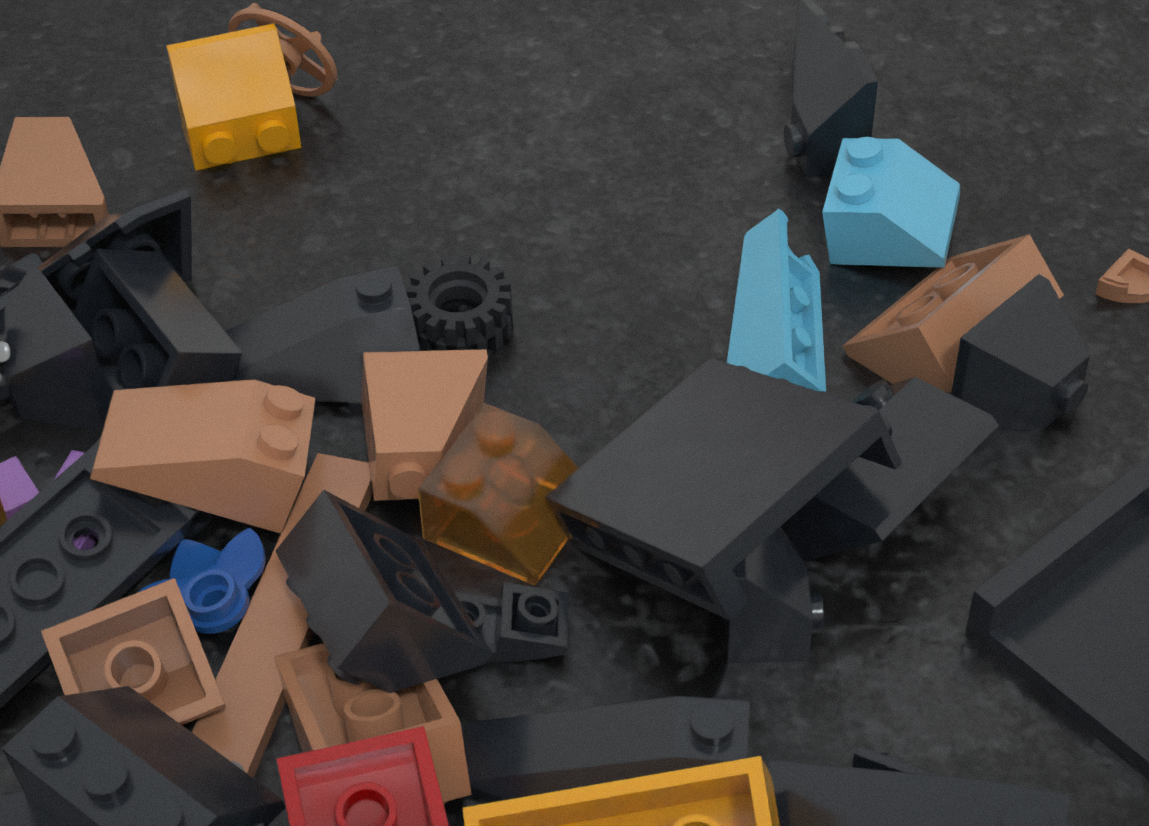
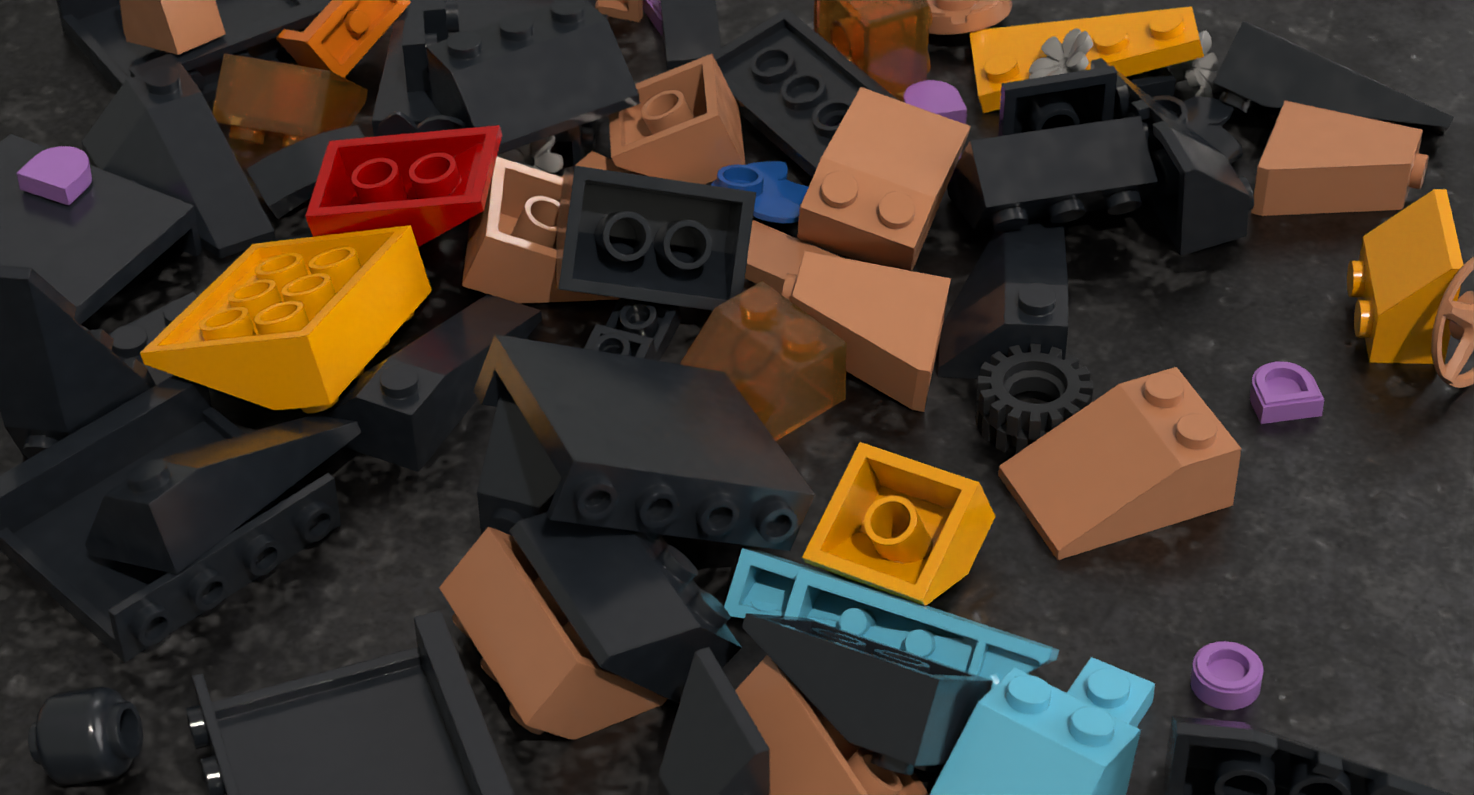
camera: 110 degrees right, 5 degrees down
(371, 179) = (1284, 393): none -> medium lavender tile
(528, 226) = (1125, 466): none -> nougat slope
(677, 322) = (901, 526): none -> light orange slope
(709, 155) = (1226, 675): none -> medium lavender tile
(768, 196) = (1113, 691): none -> medium azure plate
(888, 275) = (873, 692): none -> black slope
(939, 543) = (534, 646): none -> nougat slope

